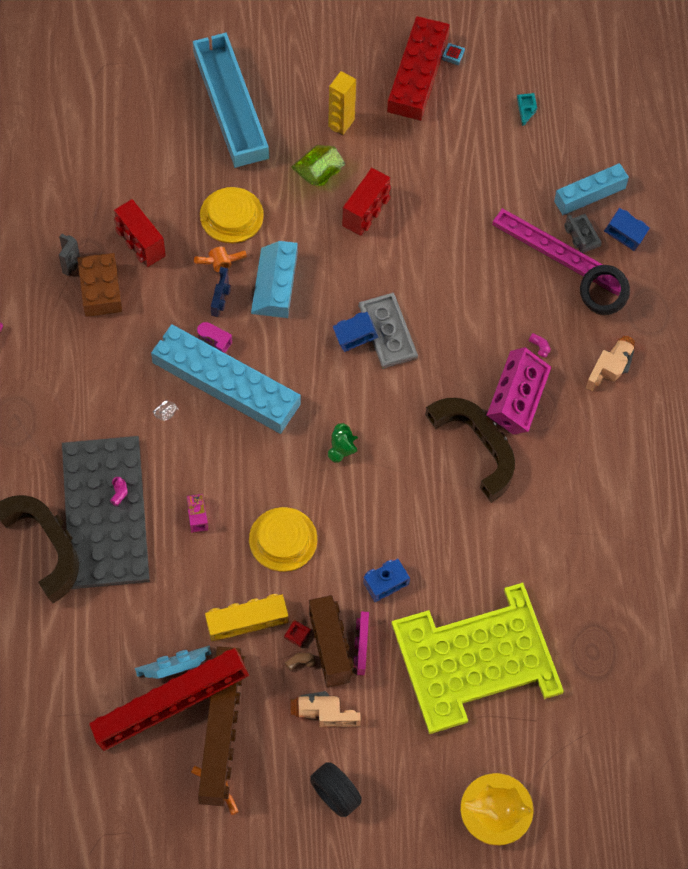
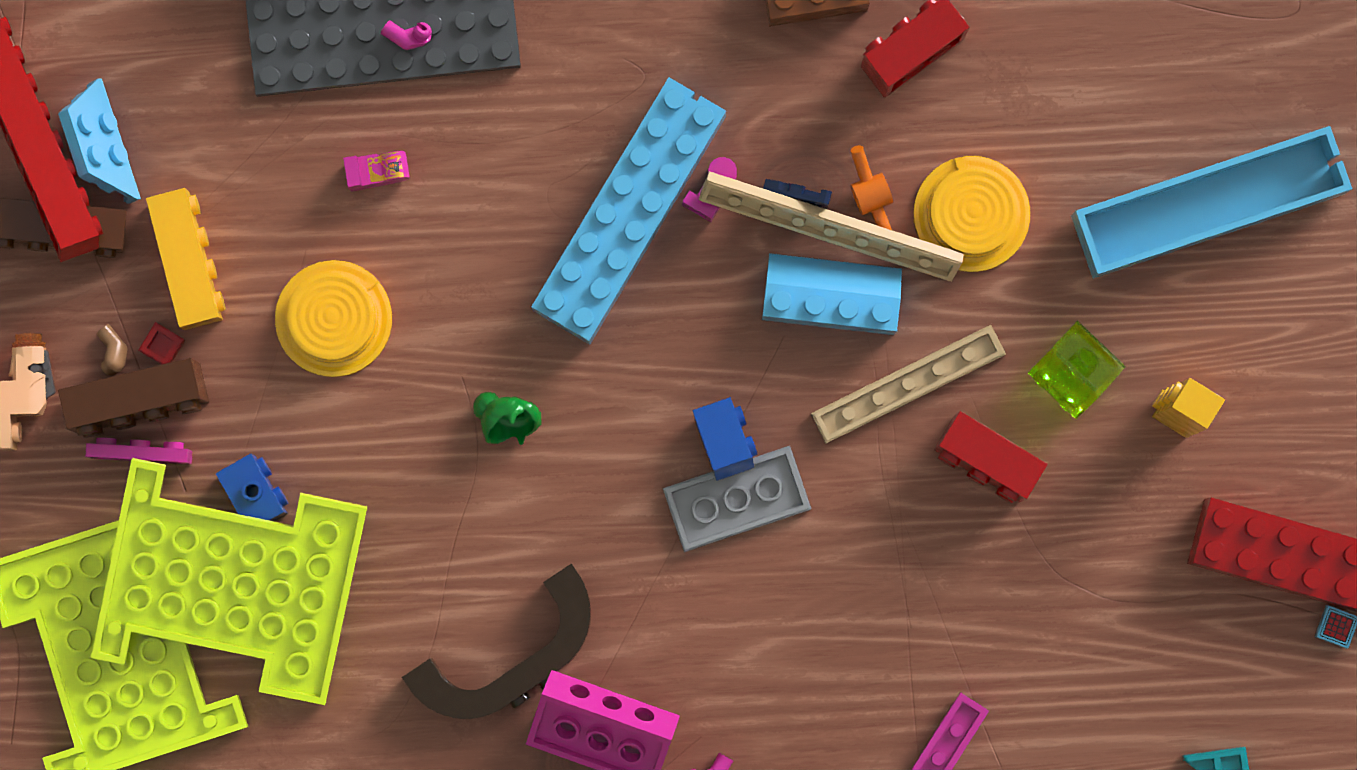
camera: 90 degrees right, 20 degrees up
(165, 410) = (568, 108): clear plate -> none
(238, 276) = (830, 226): none -> tan tile
(325, 246) = (908, 384): none -> tan tile
(439, 586) = (232, 582): none -> neon yellow piece

